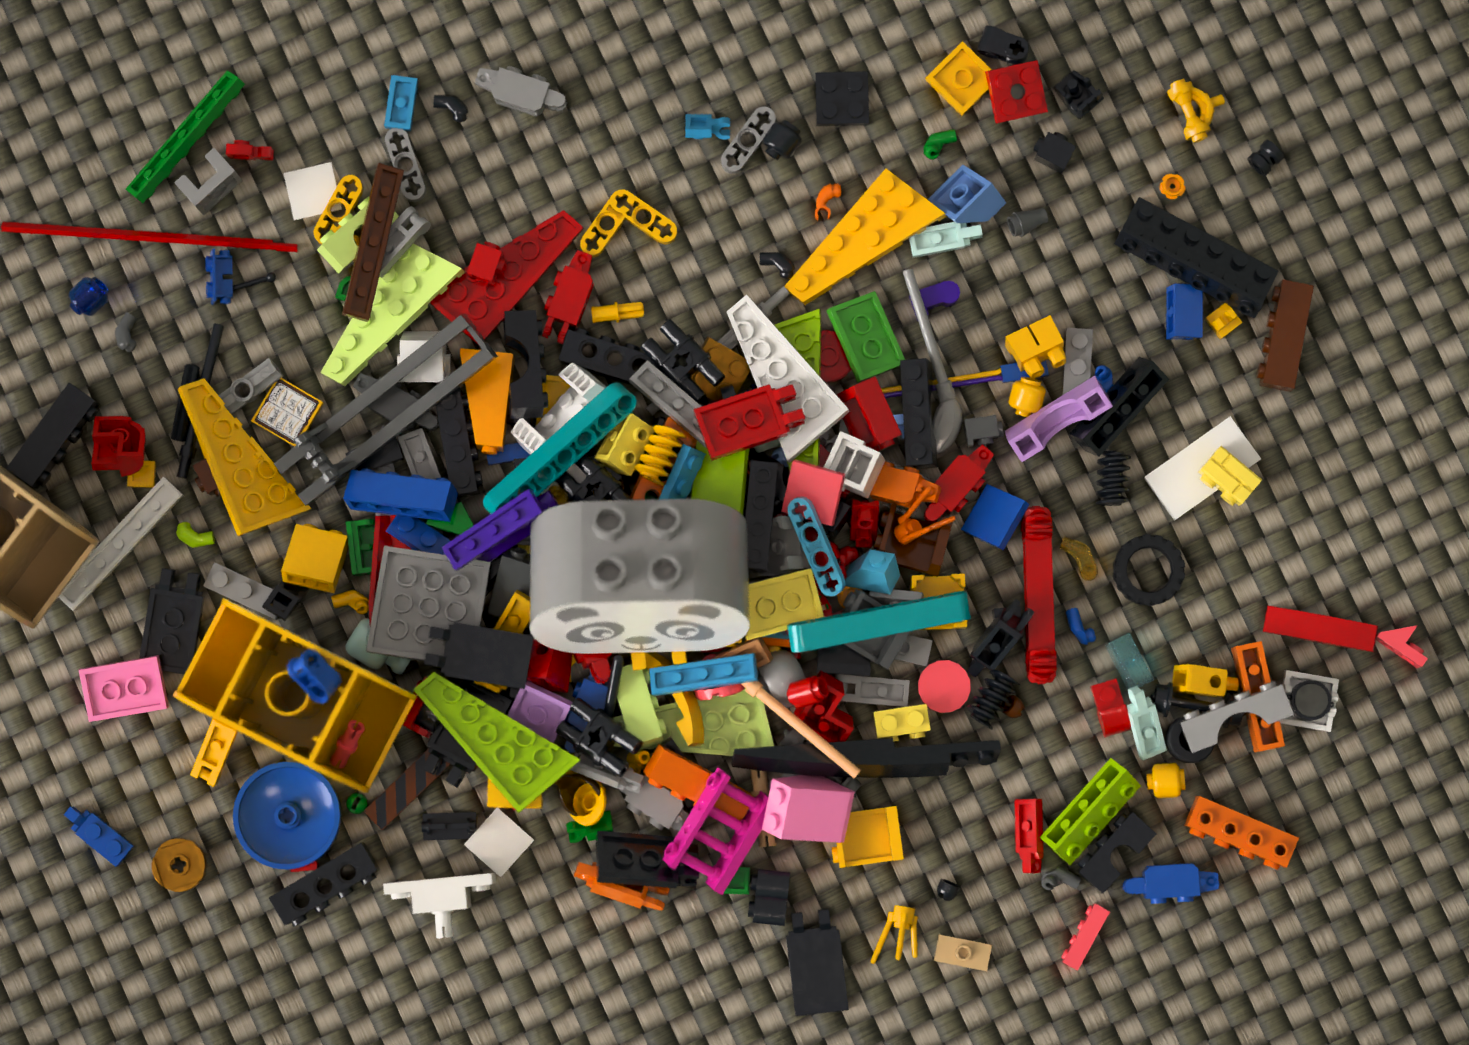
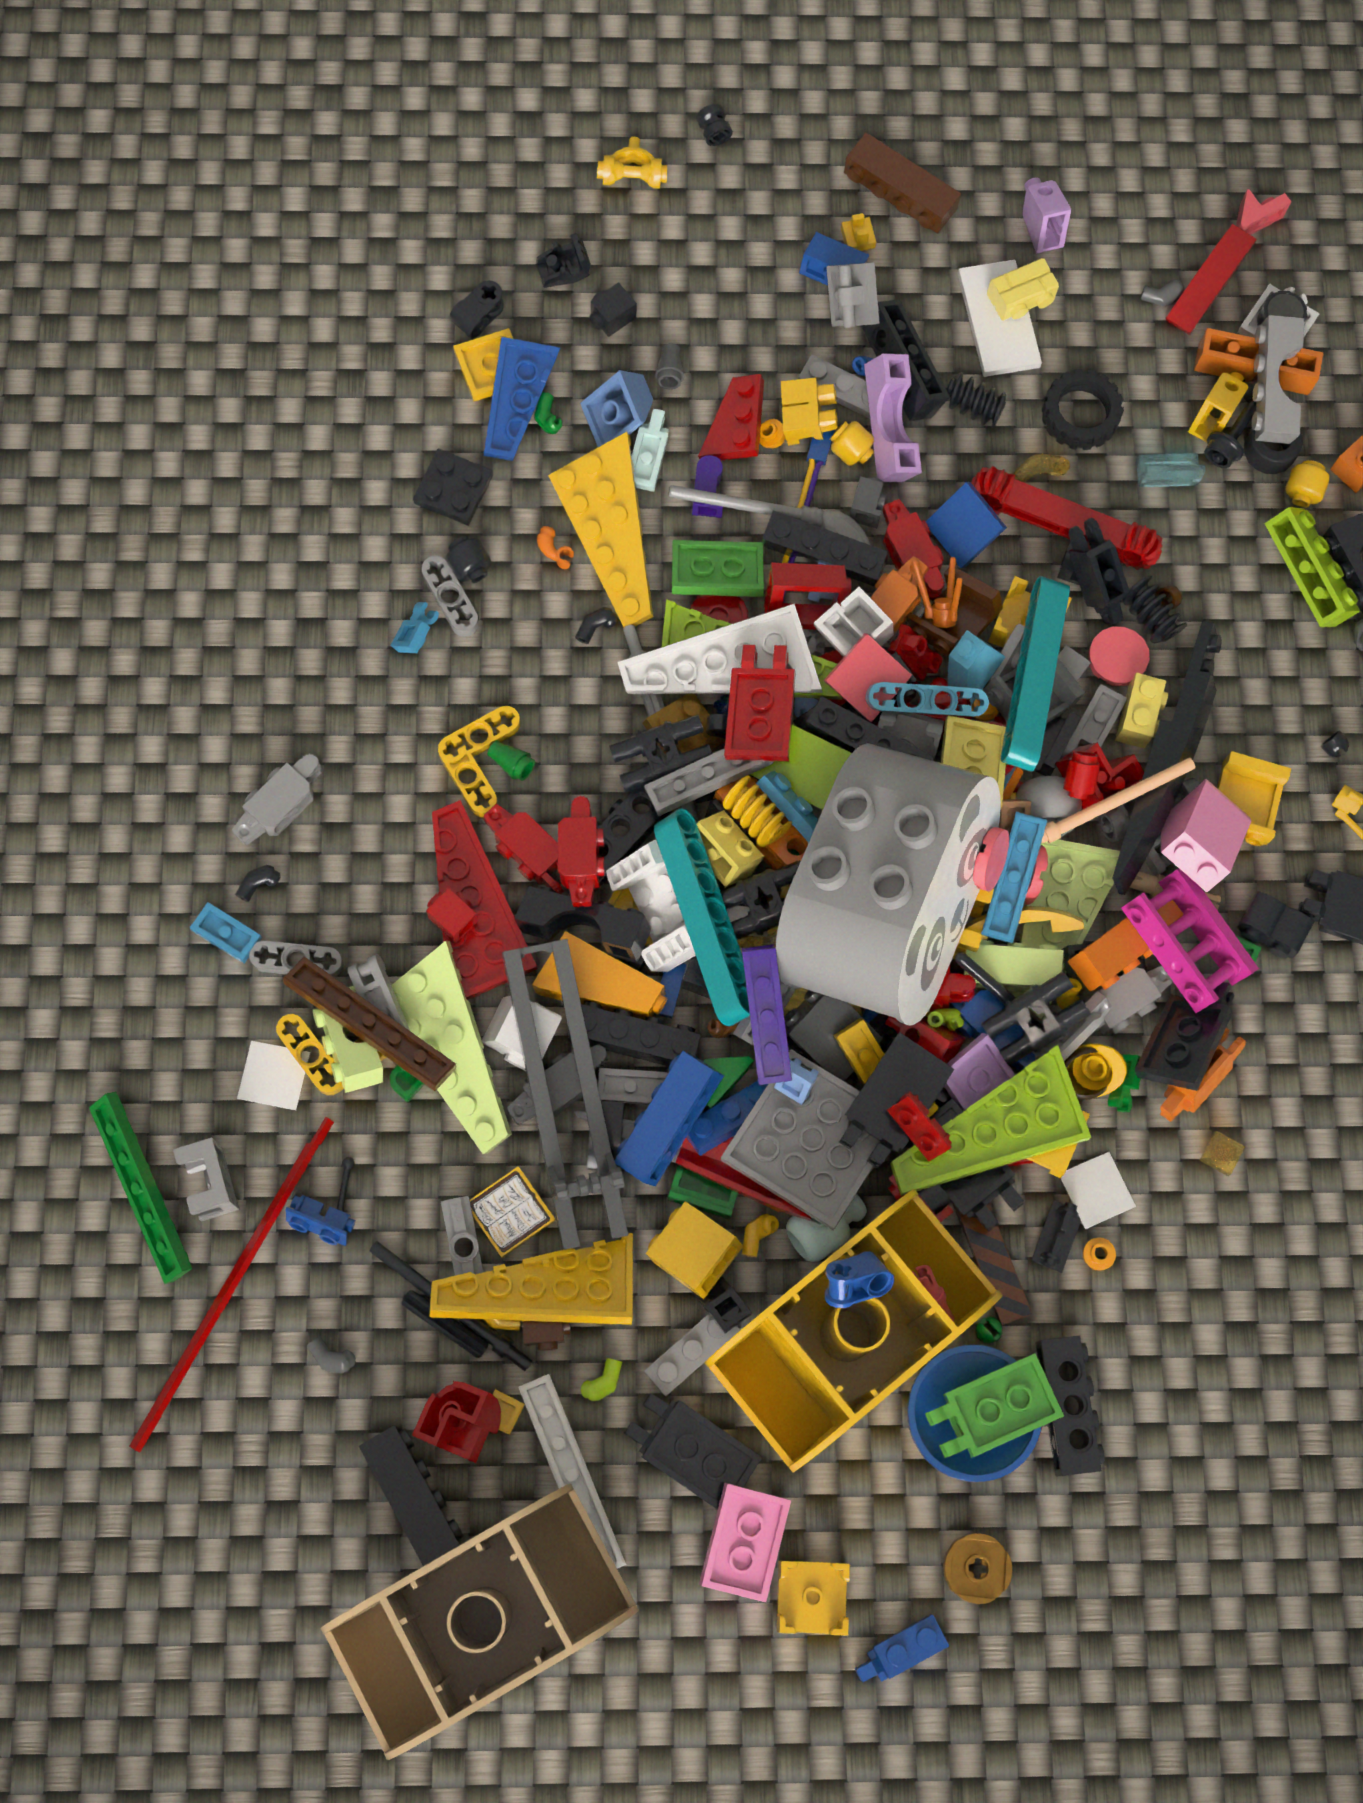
camera: 75 degrees left, 10 degrees down
(88, 296) = (268, 1381): clear blue head -> none
(107, 754) = (812, 1597): none -> yellow panel
(214, 752) = (866, 1465): yellow plate -> none
(244, 151) = (190, 1128): red plate -> none
(294, 829) = (997, 1408): none -> bright green tile
(440, 896) = (1136, 1274): white brick -> none
(456, 856) = (1089, 1254): none -> light orange plate
(460, 691) = (923, 1132): none -> red hinge
(462, 578) = (801, 1082): none -> light blue tile
(568, 926) = (1222, 1153): none -> clear yellow plate
(570, 663) = (949, 1015): none -> lime arm
(574, 336) = (579, 852): none -> red hinge
(617, 312) = (574, 788): yellow axle -> none
(634, 251) = (513, 761): none -> green cone
(700, 650) = (991, 861): none -> coral tile
(945, 109) = (518, 384): none -> blue wing
(1001, 322) = (777, 436): none -> light orange plate
(1003, 296) = (738, 421): none -> red wing
(1016, 91) = (533, 312): red piece -> none
(1028, 832) = (1308, 637): red hinge -> none
(1077, 628) = (1121, 499): blue arm -> none
(1111, 708) = (1215, 504): red brick -> none
(1145, 724) = (1242, 476): light aqua hinge -> none
(1150, 340) = (853, 294): none -> light grey plate
(1174, 179) = (700, 213): light orange plate -> none
(1196, 257) = (785, 227): black bracket -> none
(1290, 597) = (1165, 295): none -> dark grey arm
(1313, 465) = (1045, 214): none -> lavender torso

